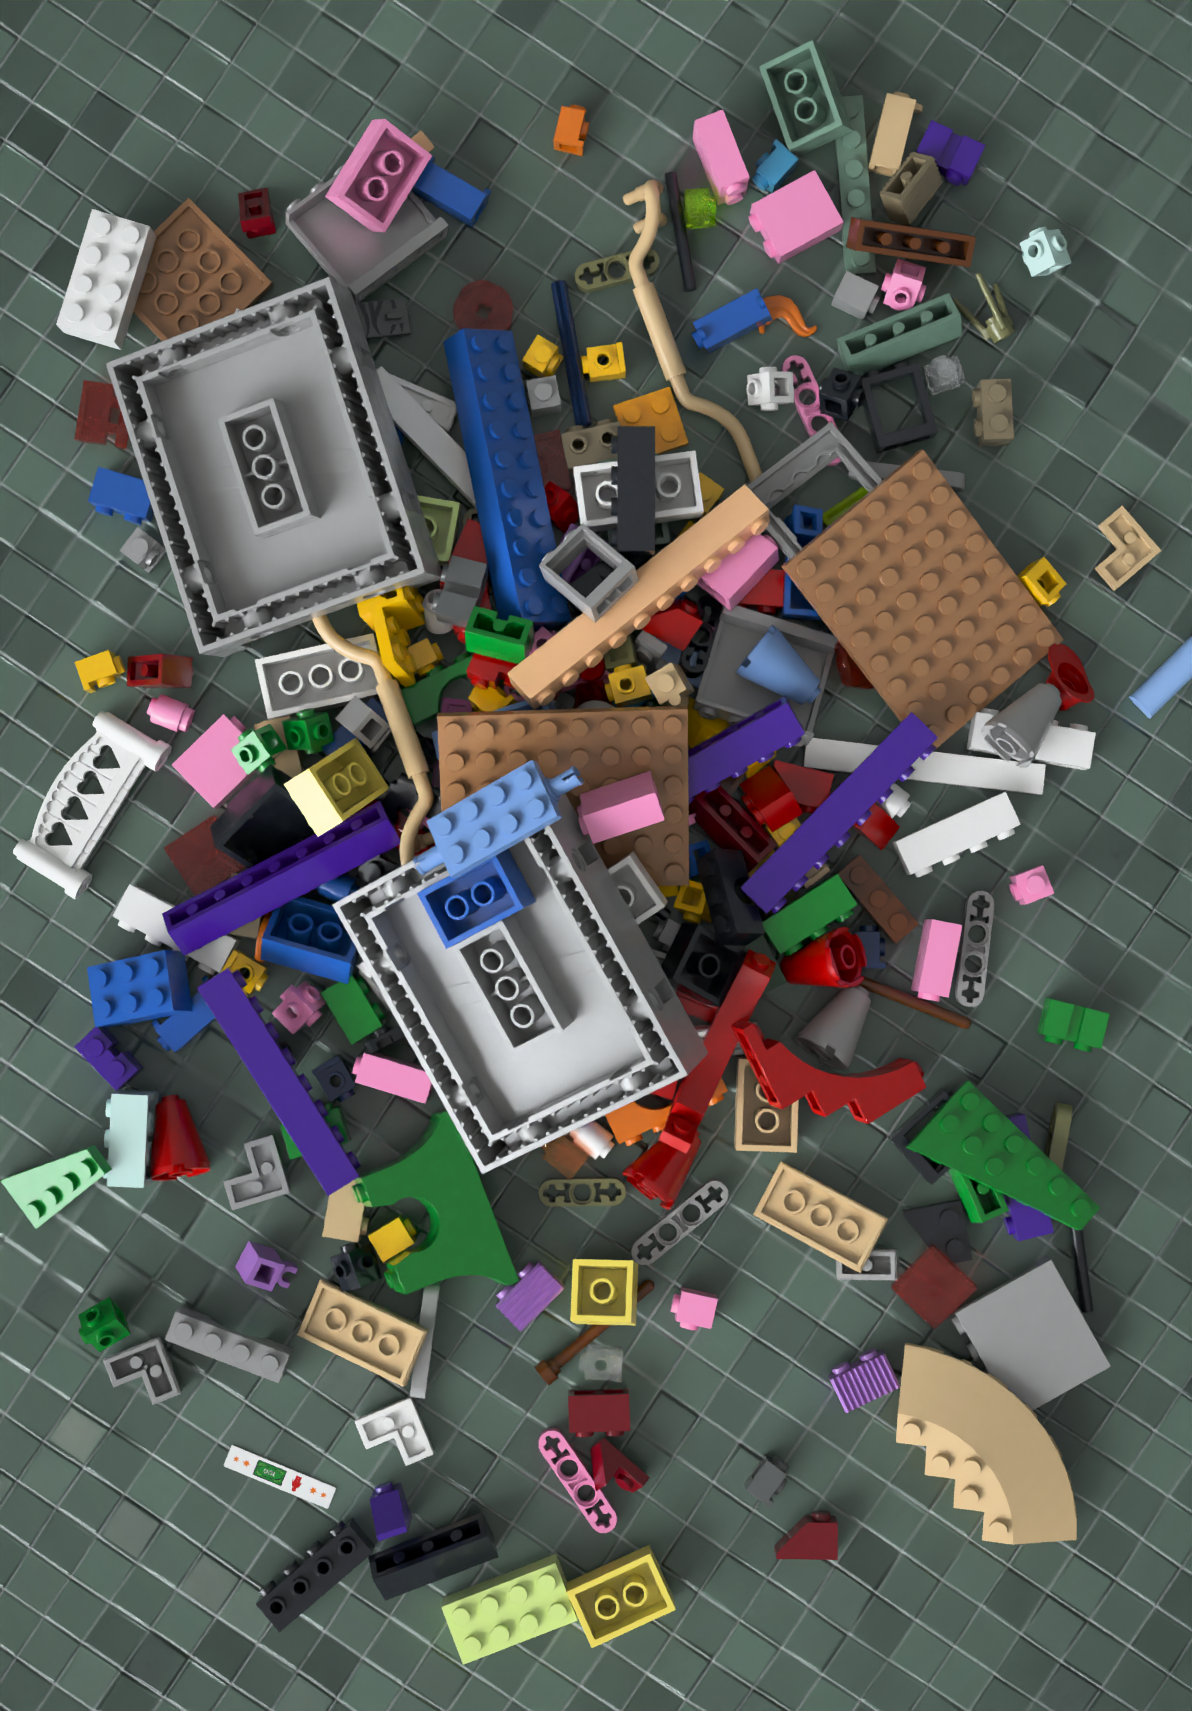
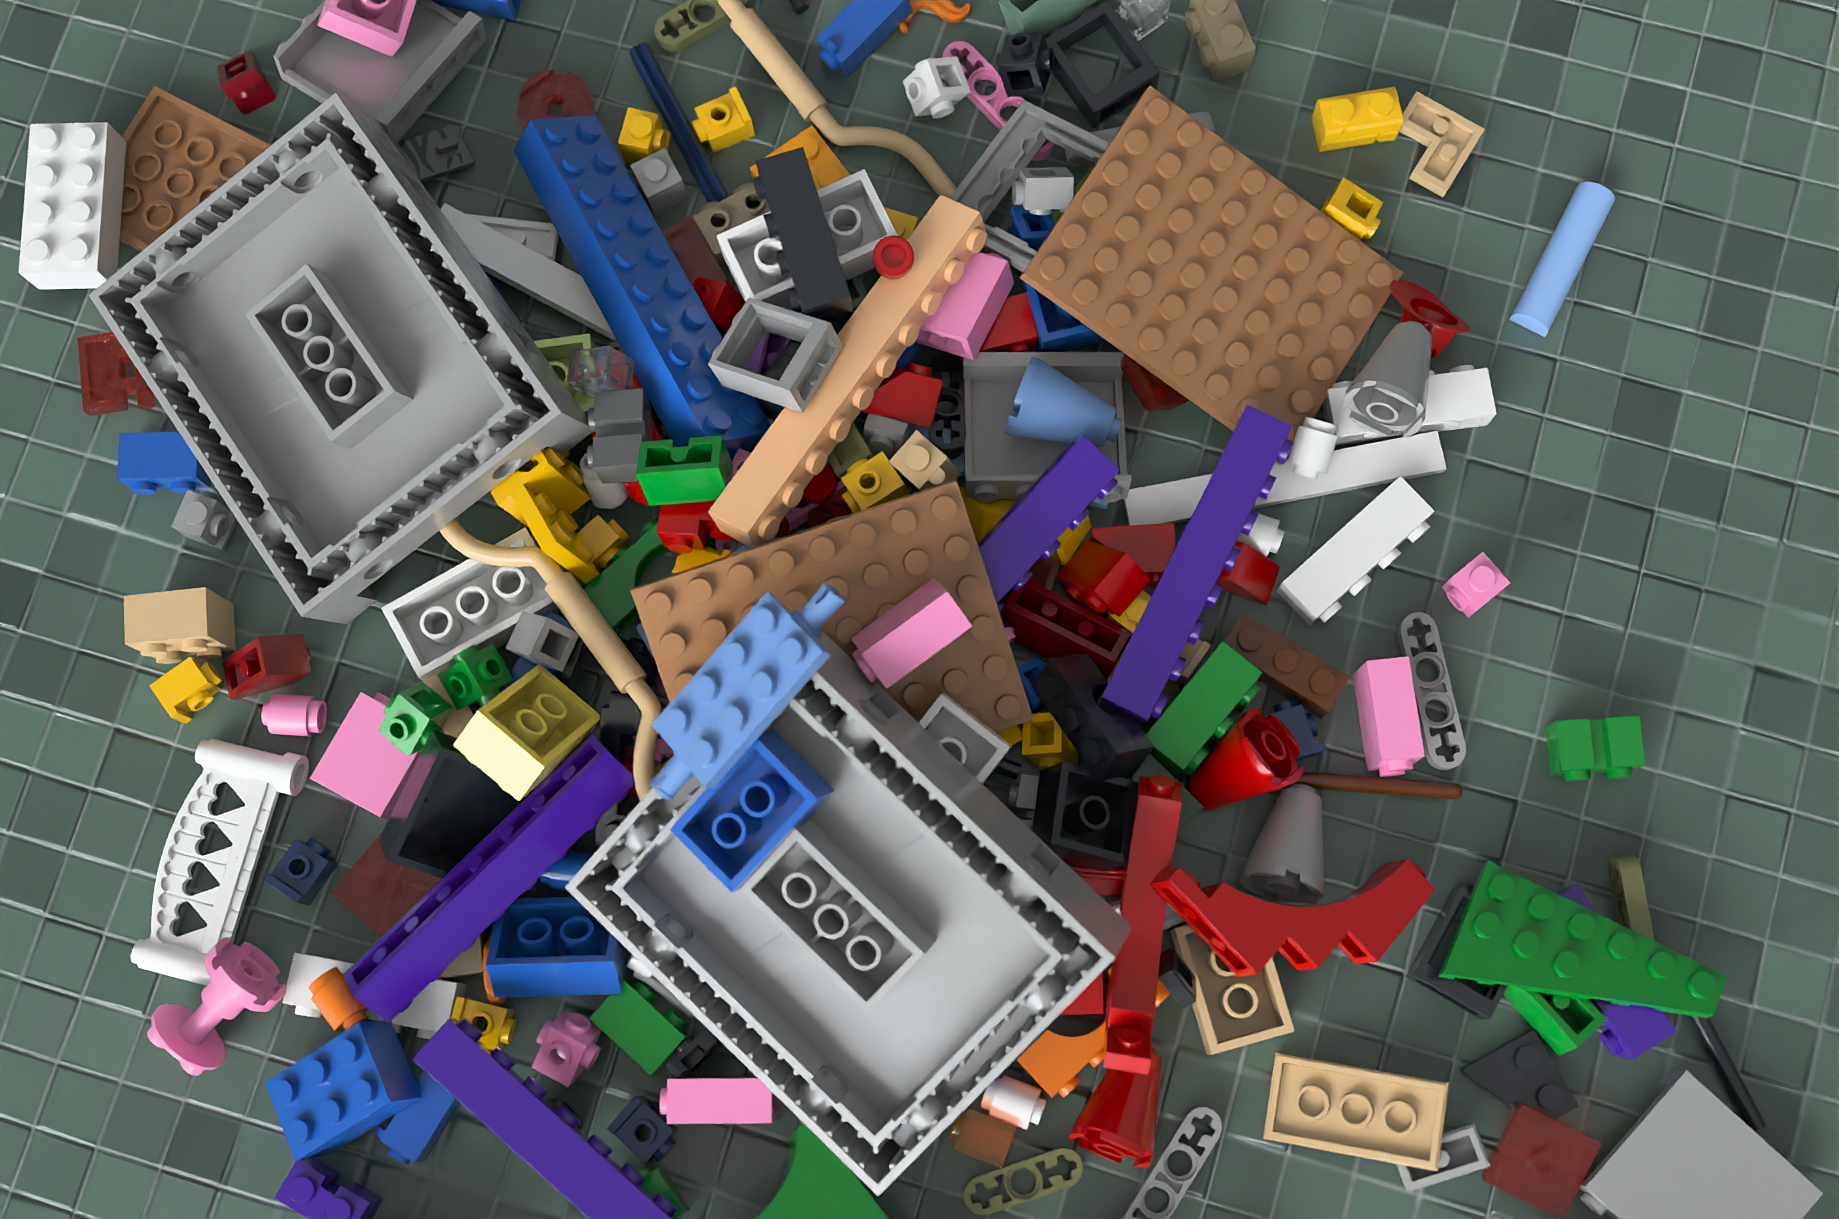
camera: 10 degrees left, 10 degrees down
(88, 894) = (239, 980): none -> bright pink piece
(107, 623) = (179, 624): none -> tan brick
(145, 839) = (306, 886): none -> dark blue brick
(153, 929) = (336, 1001): none -> orange brick
(459, 539) = (599, 370): none -> clear brick
(695, 525) = (893, 257): none -> red tile
(728, 1093) = (1177, 977): none -> black tile
(821, 501) = (1043, 189): none -> light grey brick
(951, 751) = (1313, 447): none -> white brick
(1070, 513) = (1356, 119): none -> yellow brick

